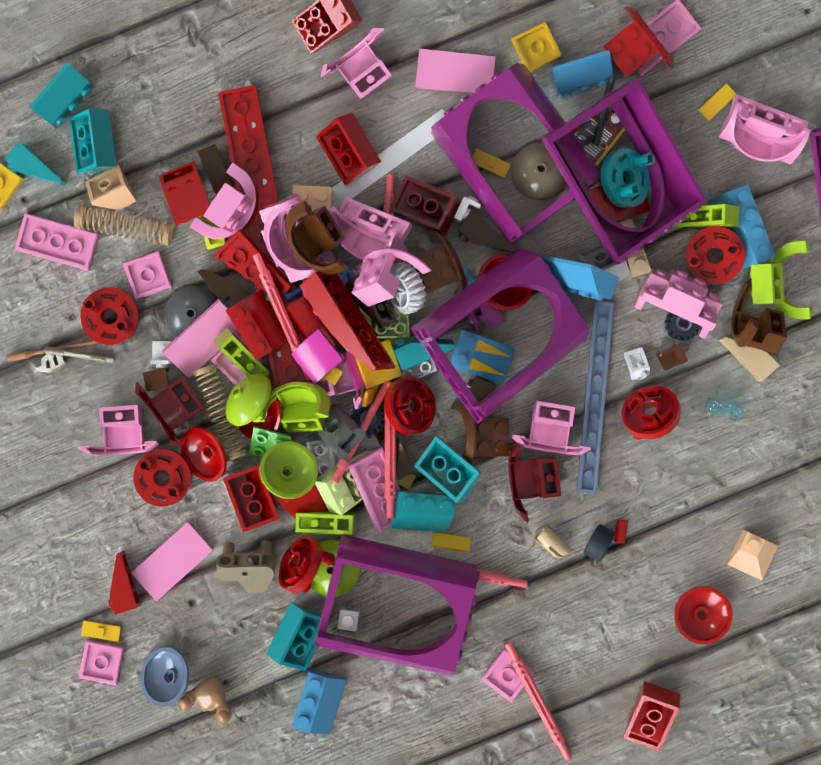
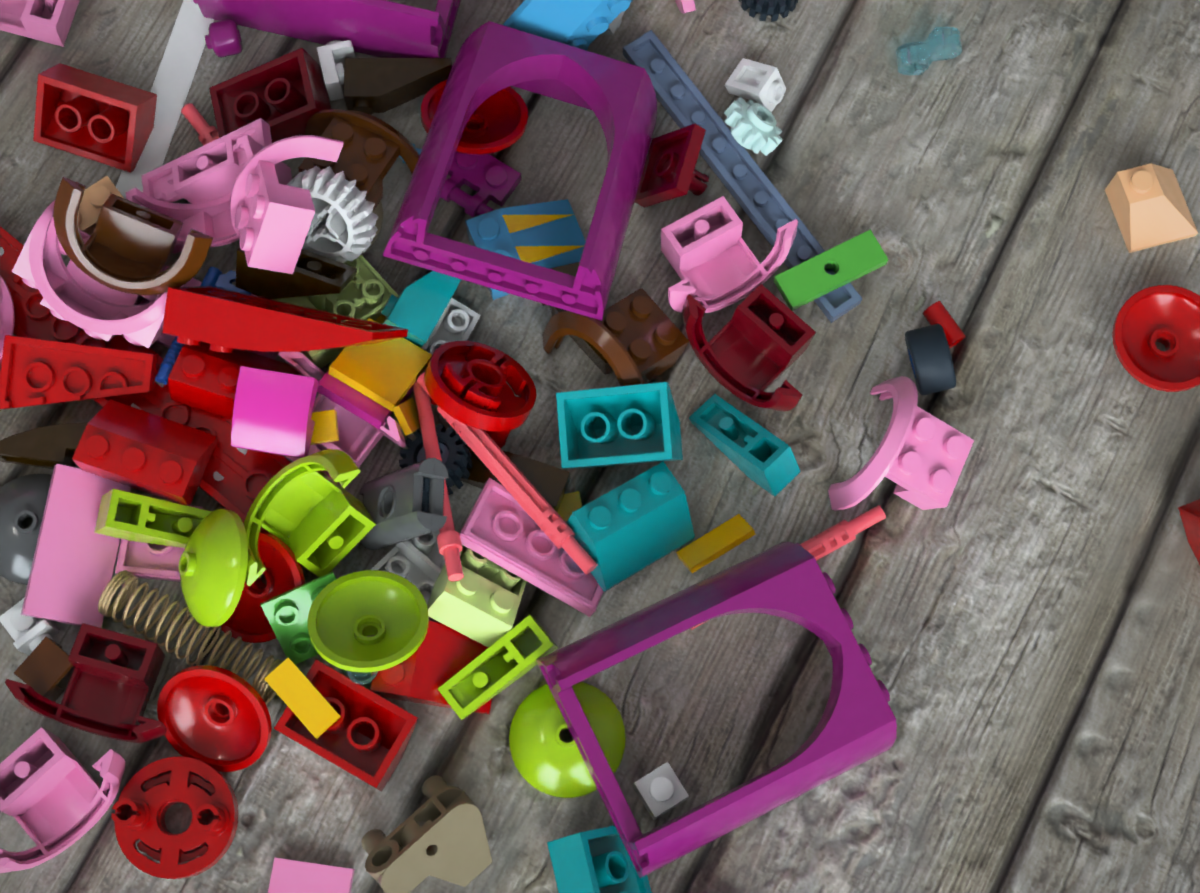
camera: 40 degrees left, 15 degrees down
(241, 476) = (302, 697): none -> yellow piece
(278, 305) = (162, 399): coral axle -> none
(301, 565) = (513, 761): red piece -> none
(430, 155) = (224, 38): none -> magenta piece
(496, 513) = (747, 444): none -> teal slope
(503, 676) = (977, 673): bright pink tile -> none
(538, 700) = (1058, 669): coral axle -> none
(552, 543) = (860, 418): tan arm -> none
(557, 578) = (915, 453): none -> bright pink piece
(567, 374) = (671, 167): none -> dark red tile
(603, 476) = (848, 261): none -> bright green tile
(617, 383) = (753, 126): none -> light aqua gear
(652, 425) = (844, 138): red piece -> none
(672, 357) = (795, 38): reddish brown panel -> none

